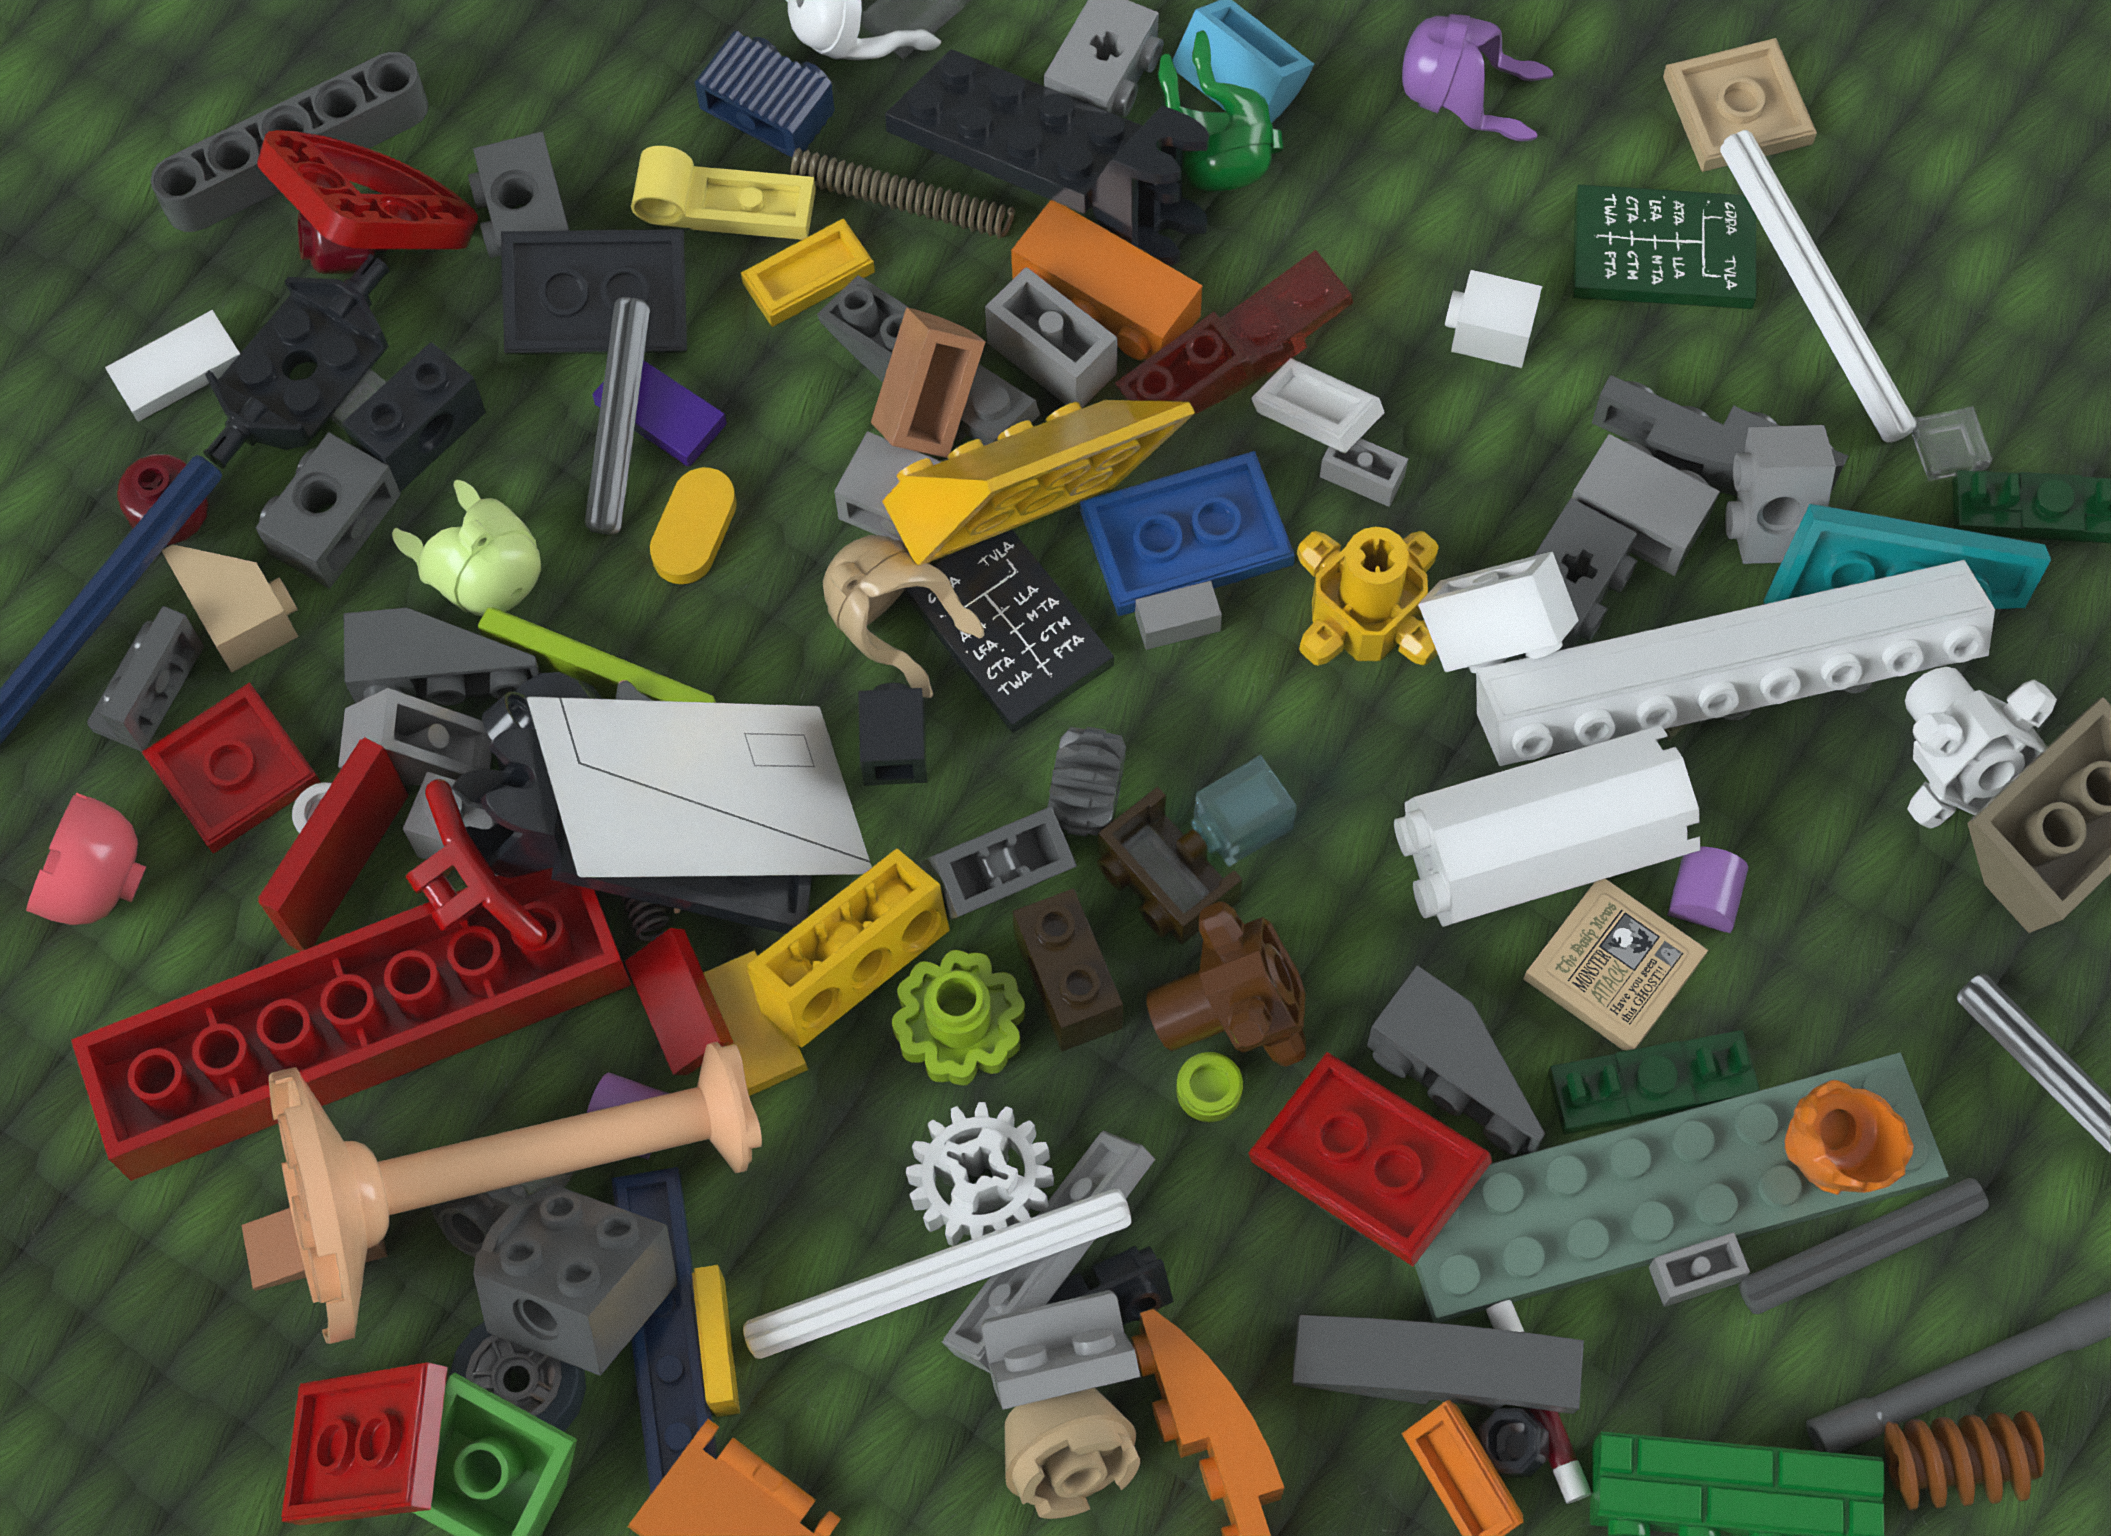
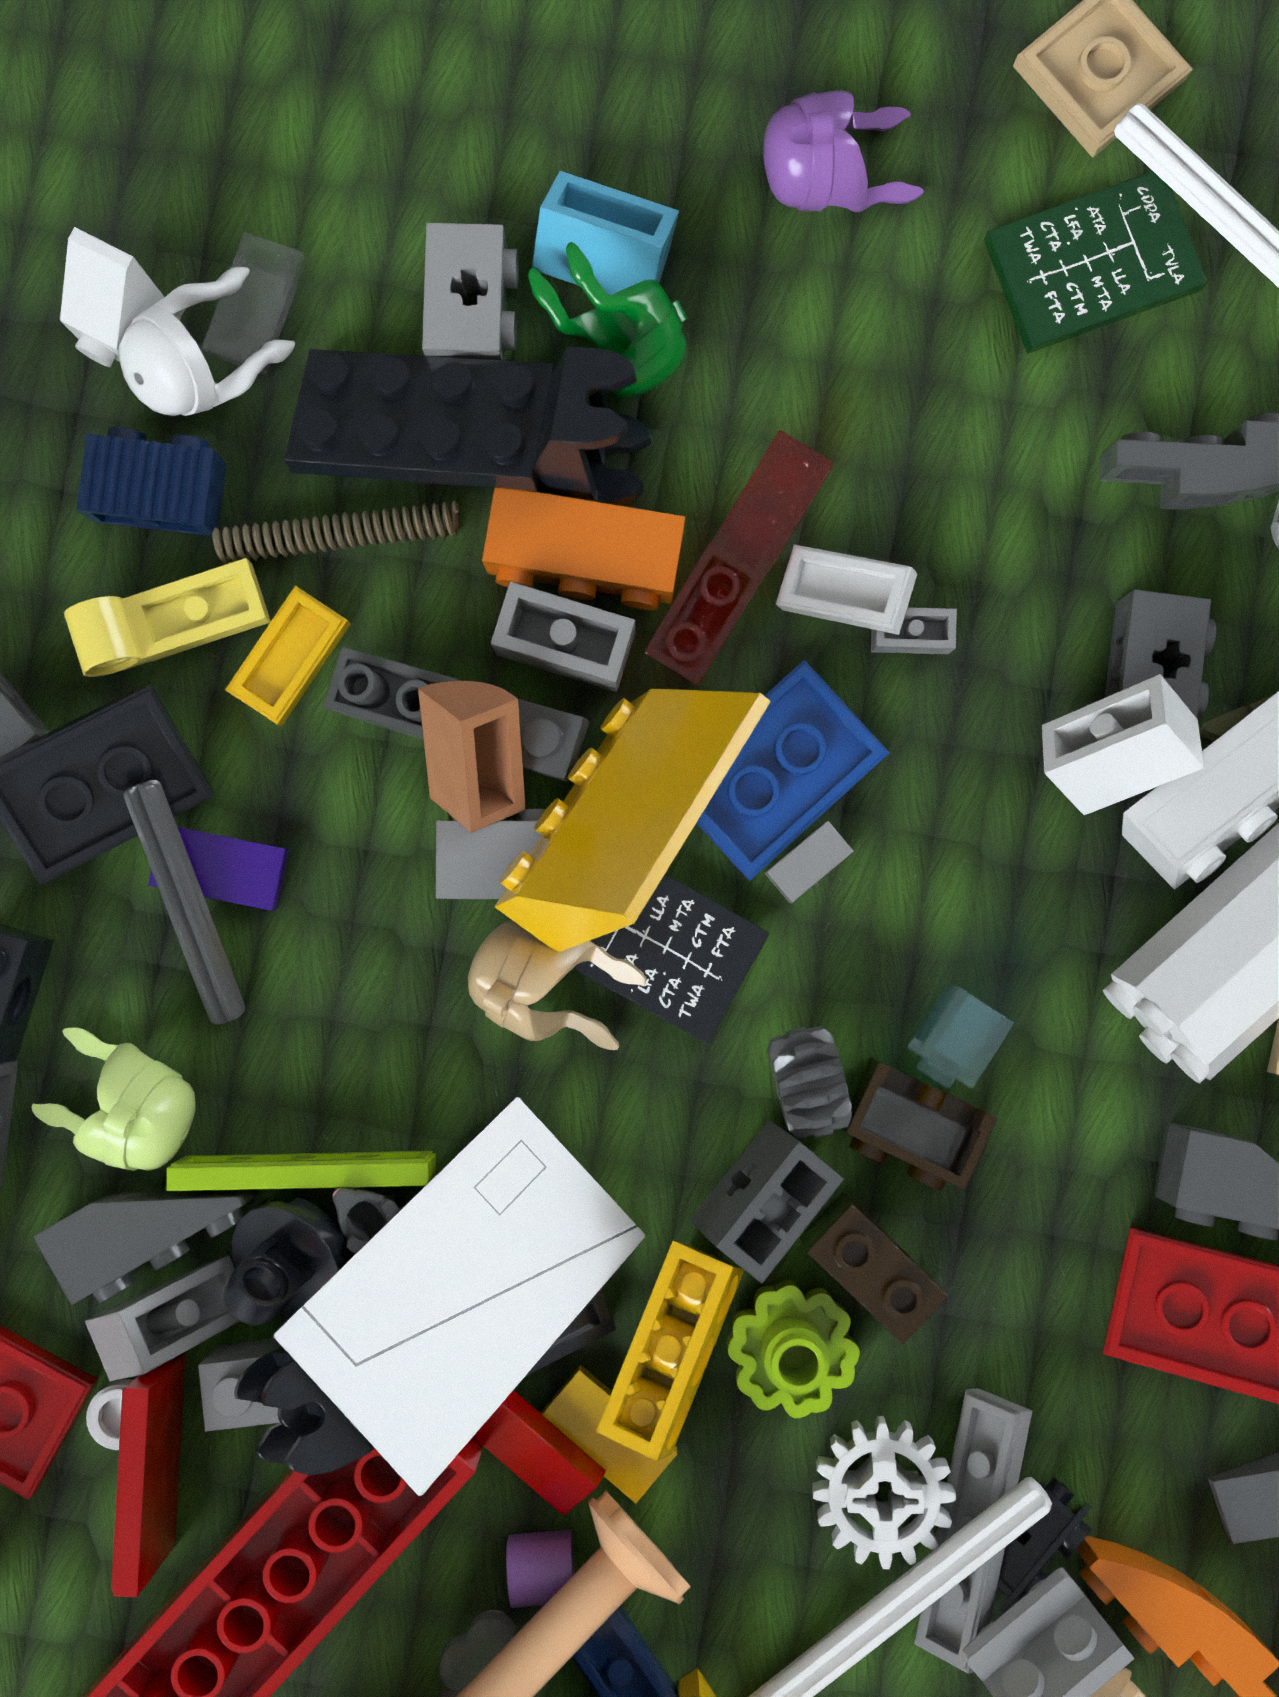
camera: 25 degrees left, 20 degrees up
(482, 883) = (290, 1494): red piece -> none
(693, 525) = (312, 973): yellow tile -> none
(892, 735) = (604, 1107): black brick -> none
(1209, 1087) = (1039, 1303): lime tile -> none
(1241, 988) = (1043, 1227): reddish brown piece -> none
(1368, 595) = (959, 778): yellow piece -> none
(1493, 318) = (976, 420): white brick -> none
(1649, 498) = (1194, 552): light grey brick -> none

